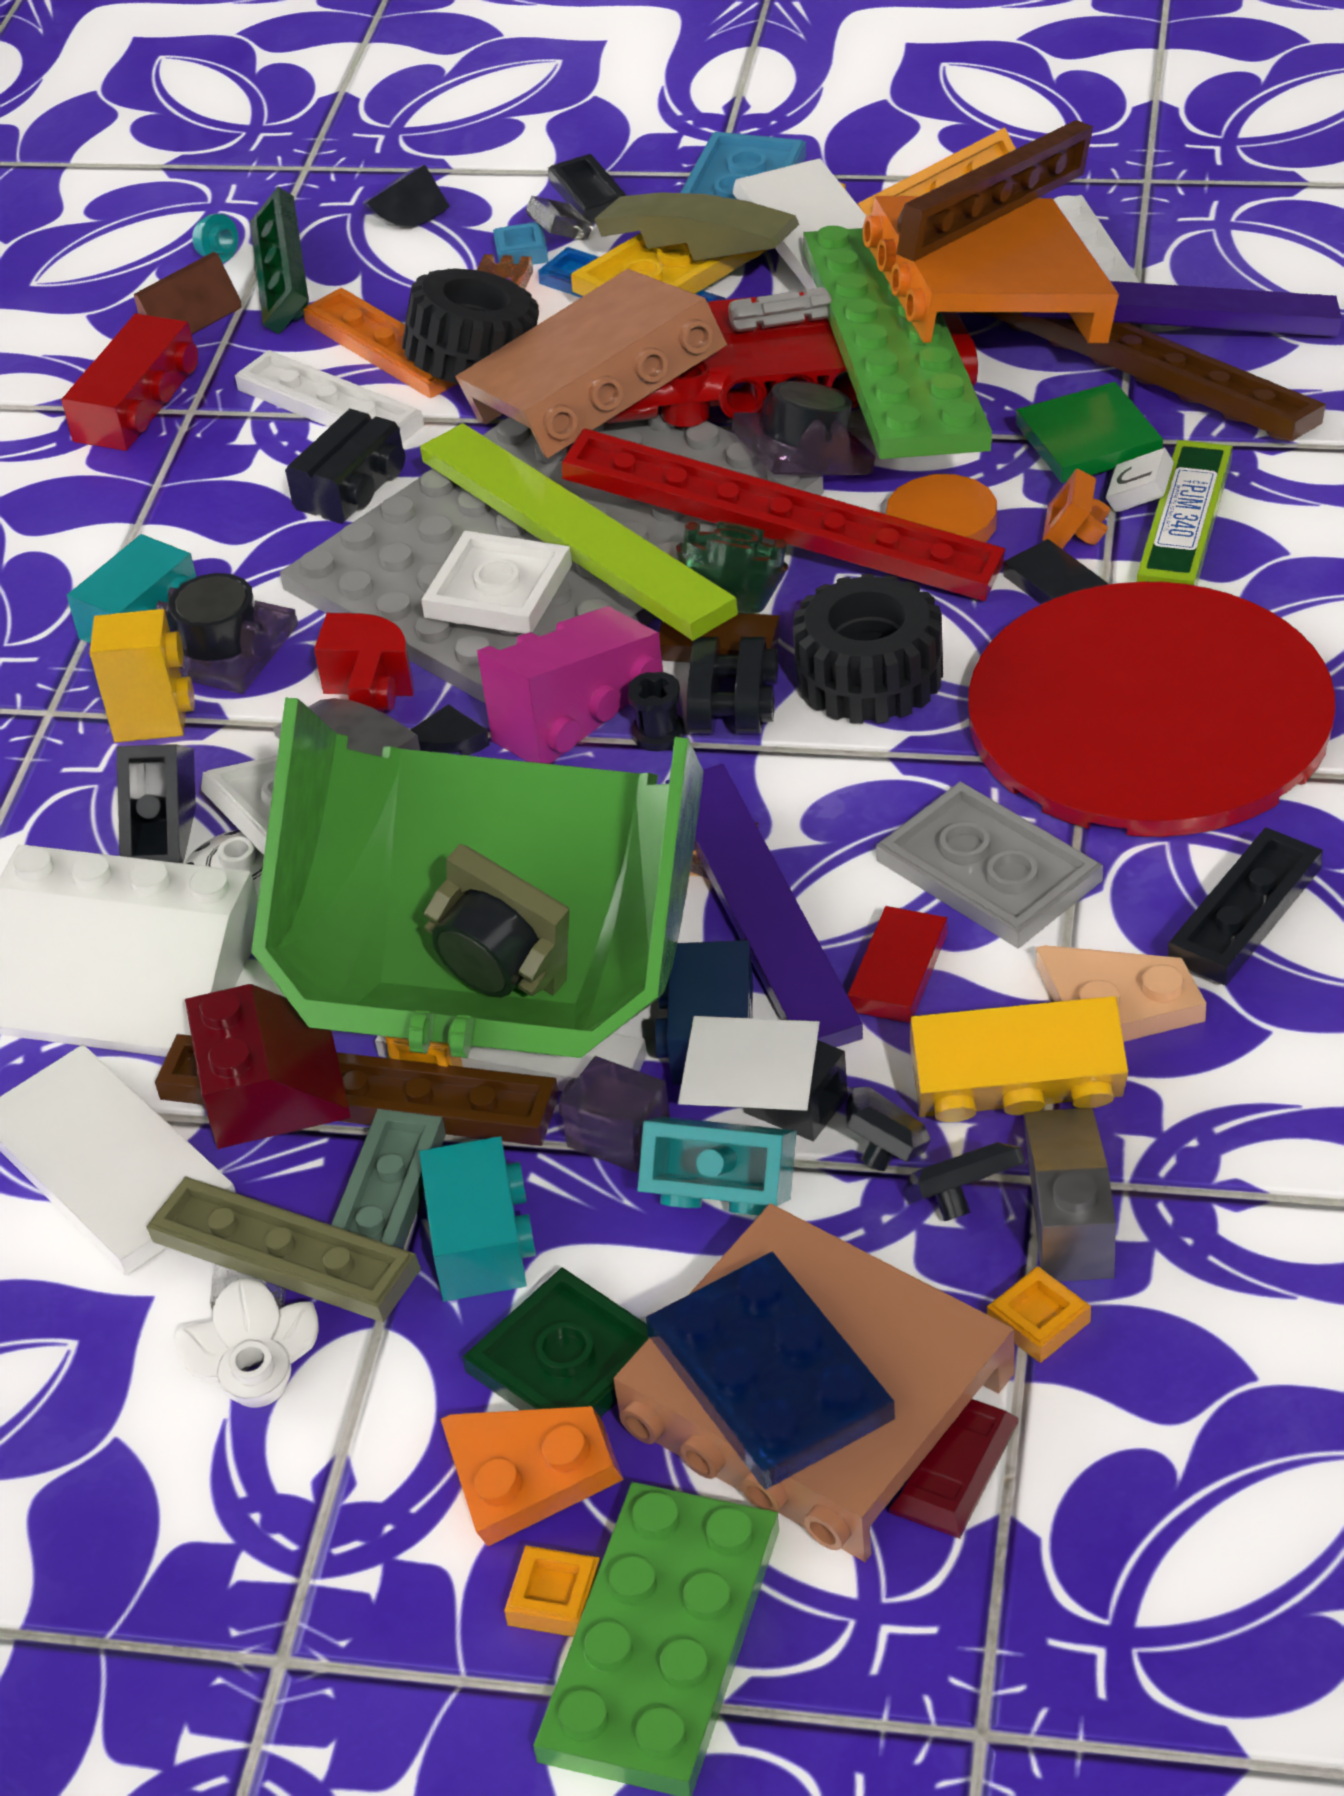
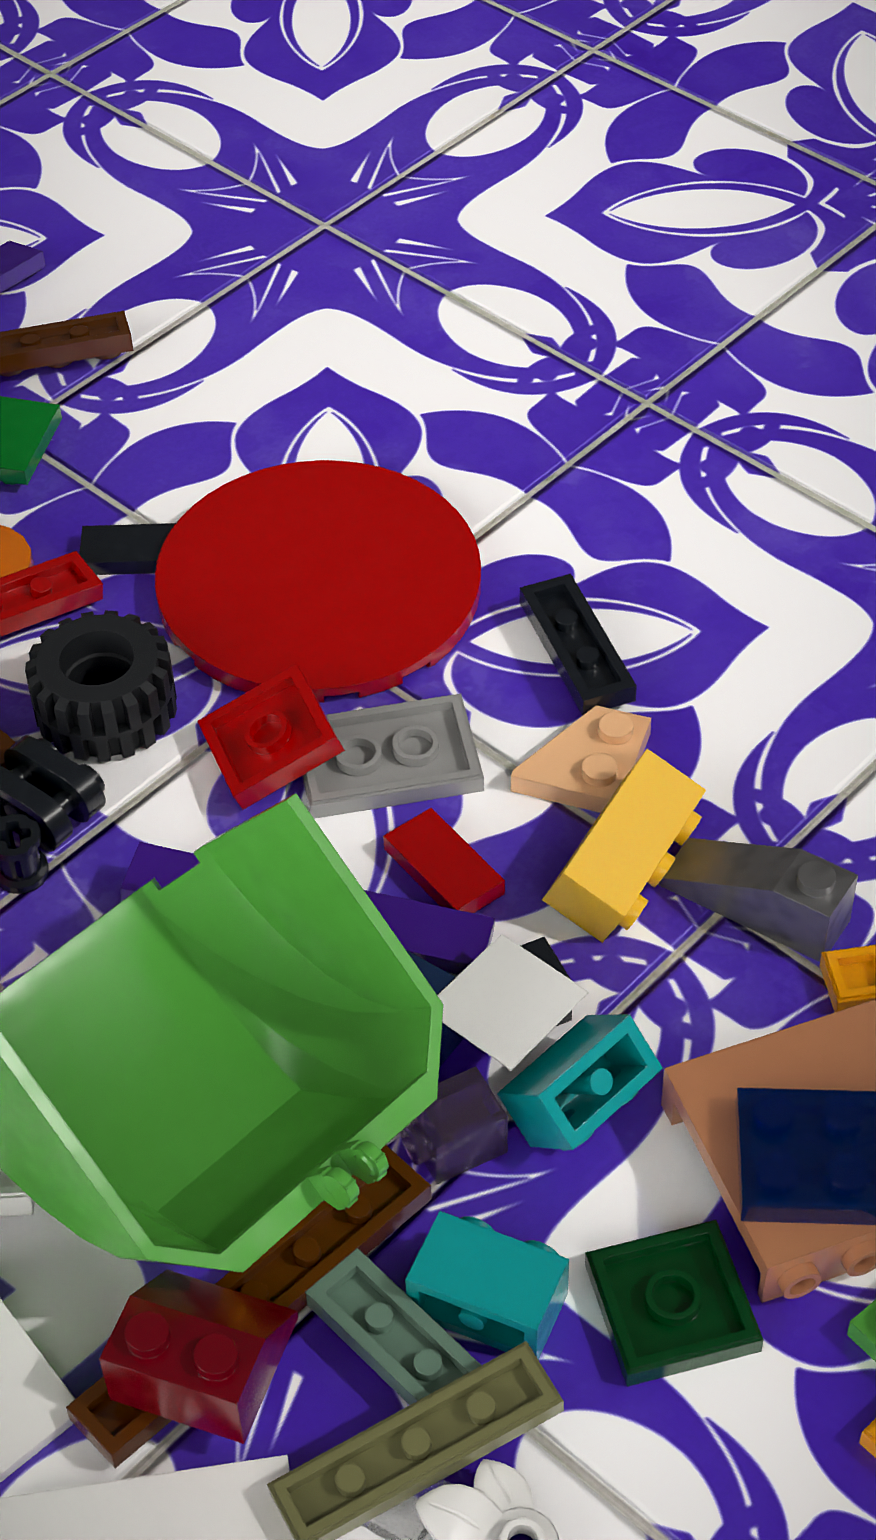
camera: 60 degrees left, 5 degrees up
(497, 928) = (231, 1077): piece -> none
(528, 1464) = (781, 1386): orange wing -> none
(886, 1127) = (617, 961): black piece -> none
(916, 773) = (270, 736): none -> red plate
(947, 1177) = (710, 944): black piece -> none
(1076, 512) = (74, 494): orange tile -> none
(1140, 480) = (82, 443): white tile -> none
(1186, 514) = (141, 445): tile -> none

